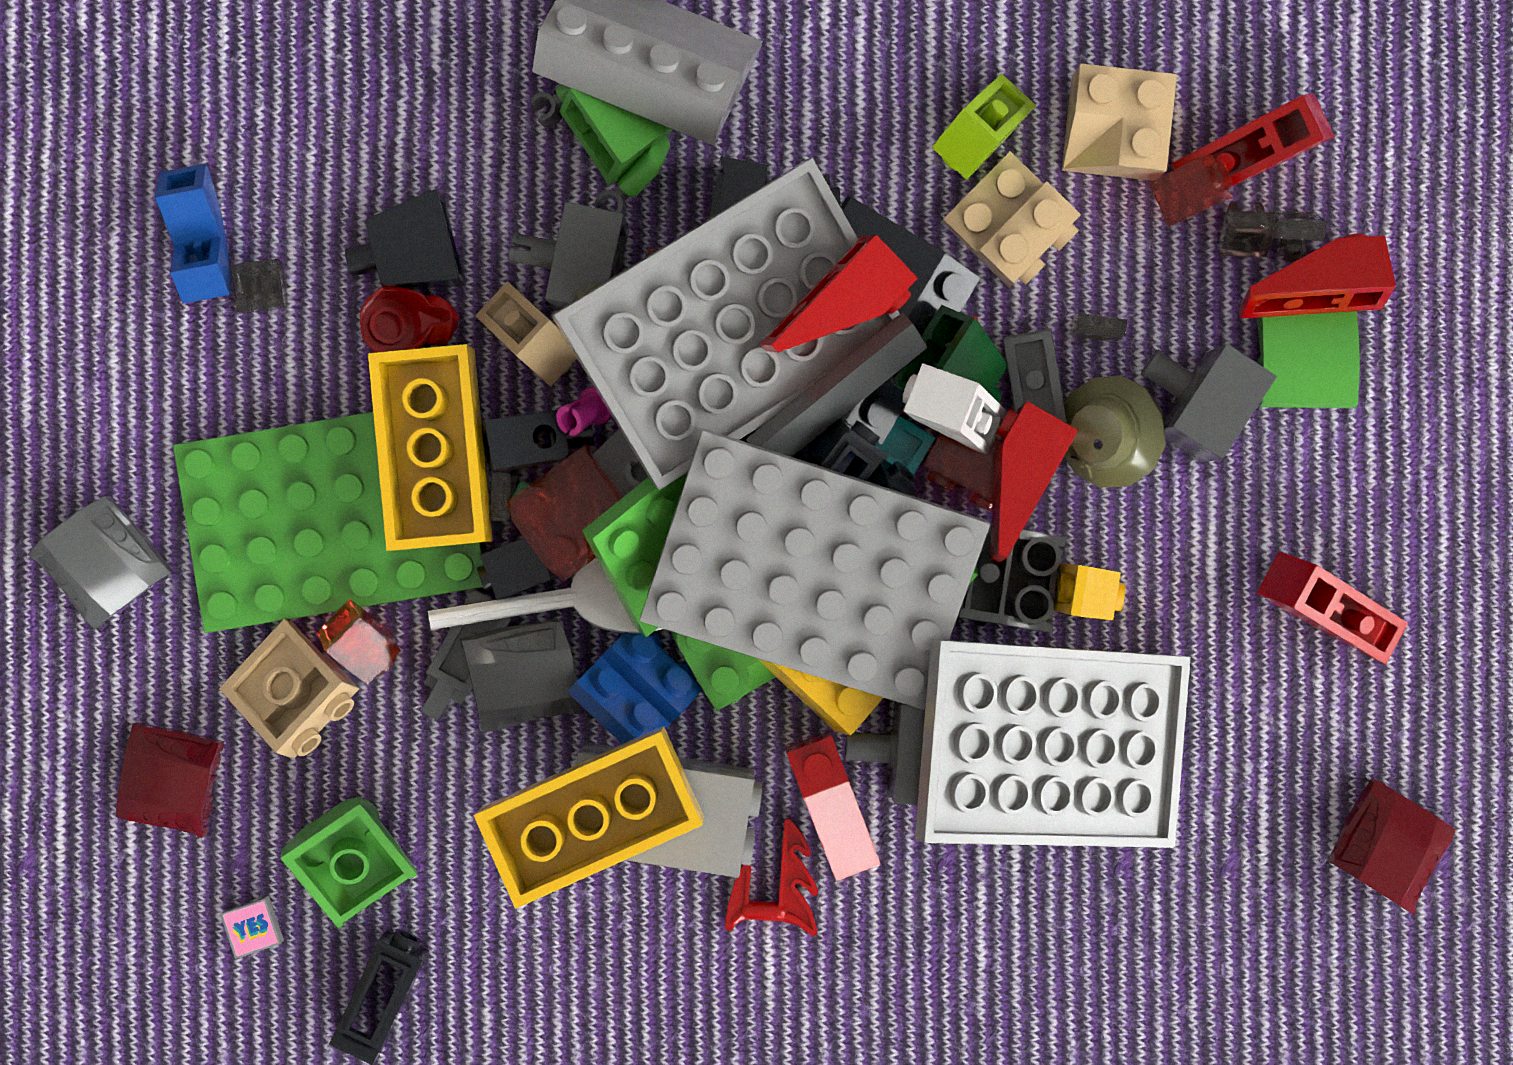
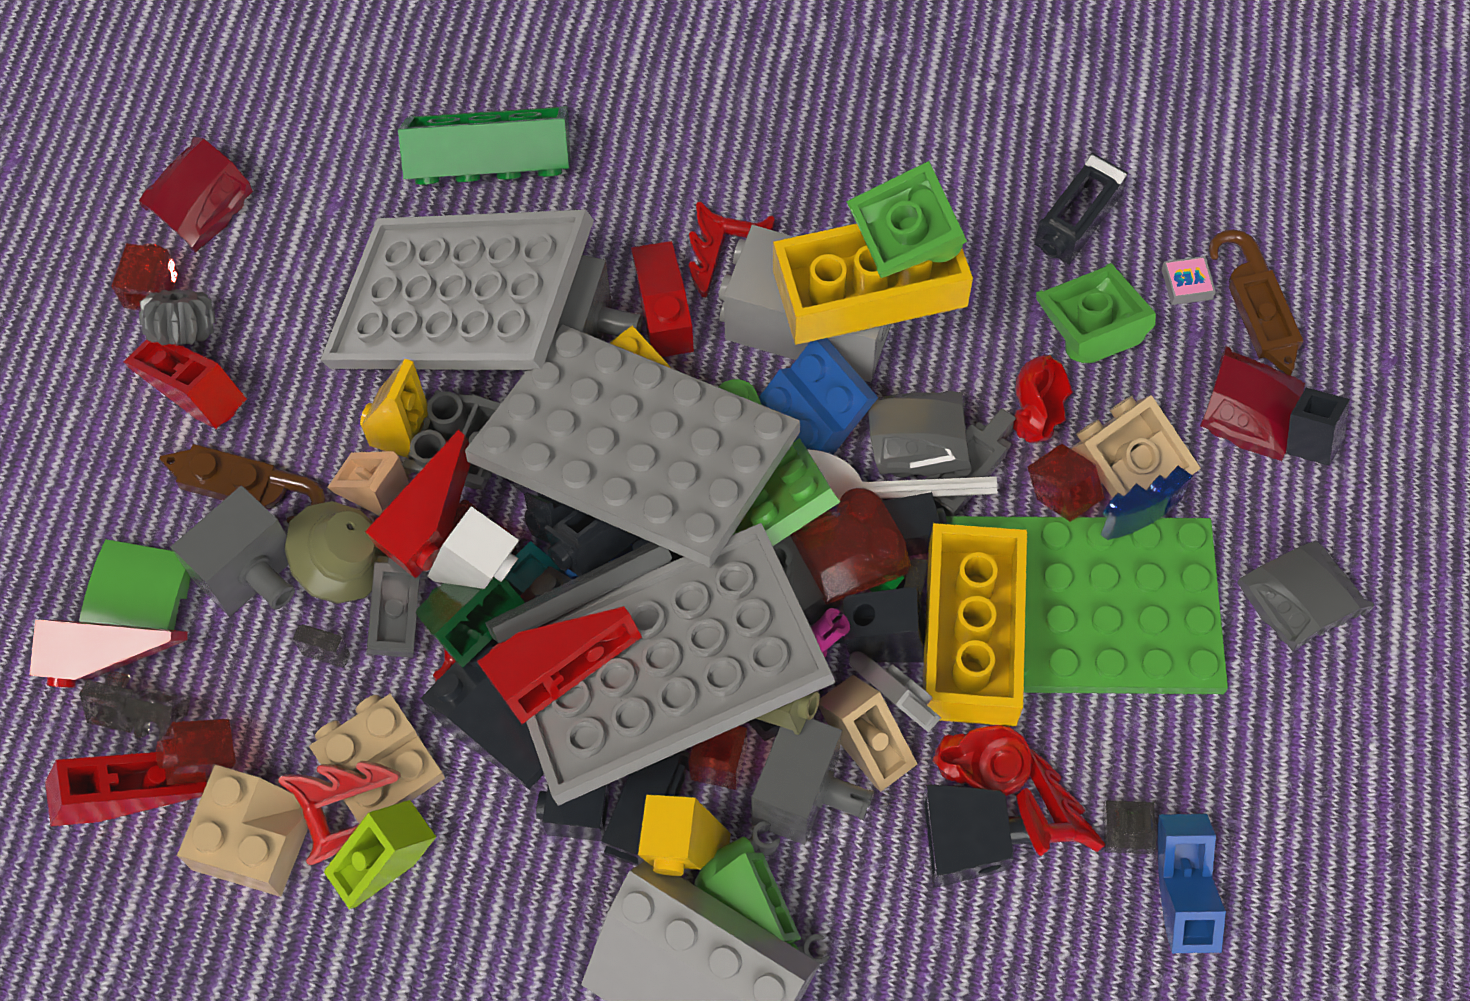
camera: 165 degrees left, 25 degrees down
(96, 753) = (1317, 426): none -> black brick
(169, 909) = (1261, 302): none -> reddish brown plate
(278, 616) = (1142, 506): none -> clear blue slope
(326, 291) = (1062, 806): none -> red piece
(396, 741) = (1041, 393): none -> red hair
(501, 356) = (897, 688): none -> light grey plate
(551, 861) = (907, 221): none -> bright green slope
(684, 162) = (679, 834): none -> yellow slope
(1044, 175) = (314, 793): none -> red piece
(1076, 972) = (485, 144): none -> slope
(1100, 522) = (370, 479): none -> light nougat slope
(1236, 503) = (221, 473): none -> reddish brown plate
(1361, 674) = (177, 317): none -> dark grey gear
(1414, 726) = (141, 272): none -> clear red brick

